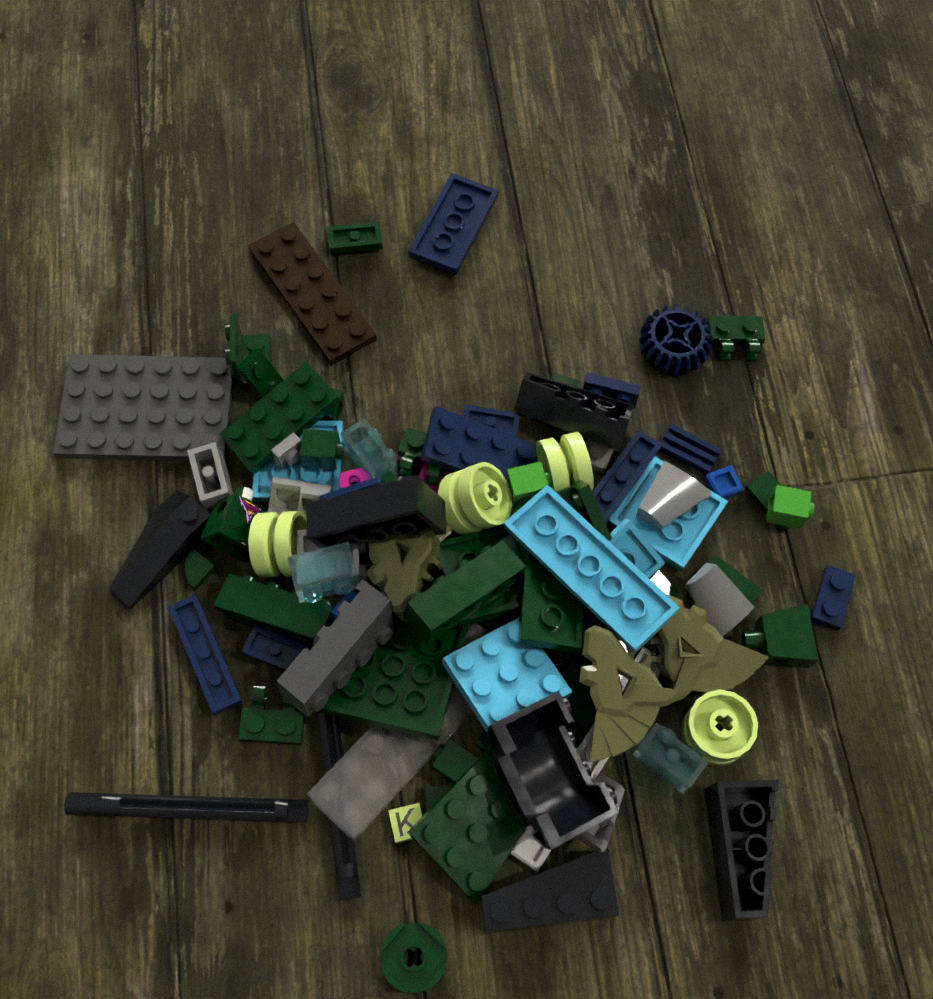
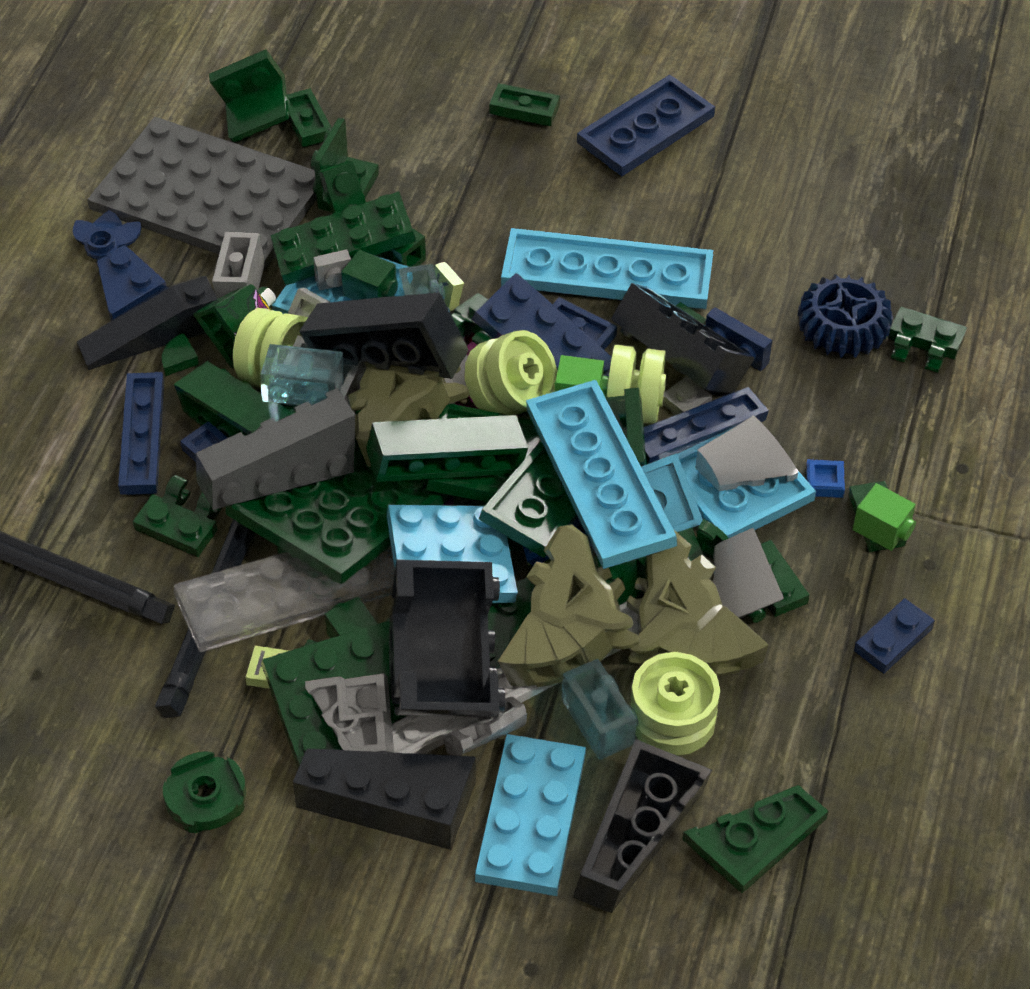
camera: 25 degrees right, 15 degrees down
(83, 477) = (105, 234): none -> dark blue plate
(122, 516) = (126, 280): none -> dark blue wing
(142, 309) = (252, 94): none -> dark green bracket
(192, 310) = (307, 117): none -> dark green plate
(312, 293) = (448, 144): dark brown plate -> none
(380, 423) = (452, 284): none -> yellowish green tile
(485, 363) = (607, 266): none -> medium azure plate
(501, 845) = (356, 711): none -> light grey slope
(659, 864) = (531, 815): none -> medium azure plate
(677, 573) = (709, 536): none -> dark green tile
(692, 445) = (806, 427): dark blue tile -> none
(784, 637) = (807, 648): dark green torso -> none
(823, 811) = (756, 839): none -> dark green wing

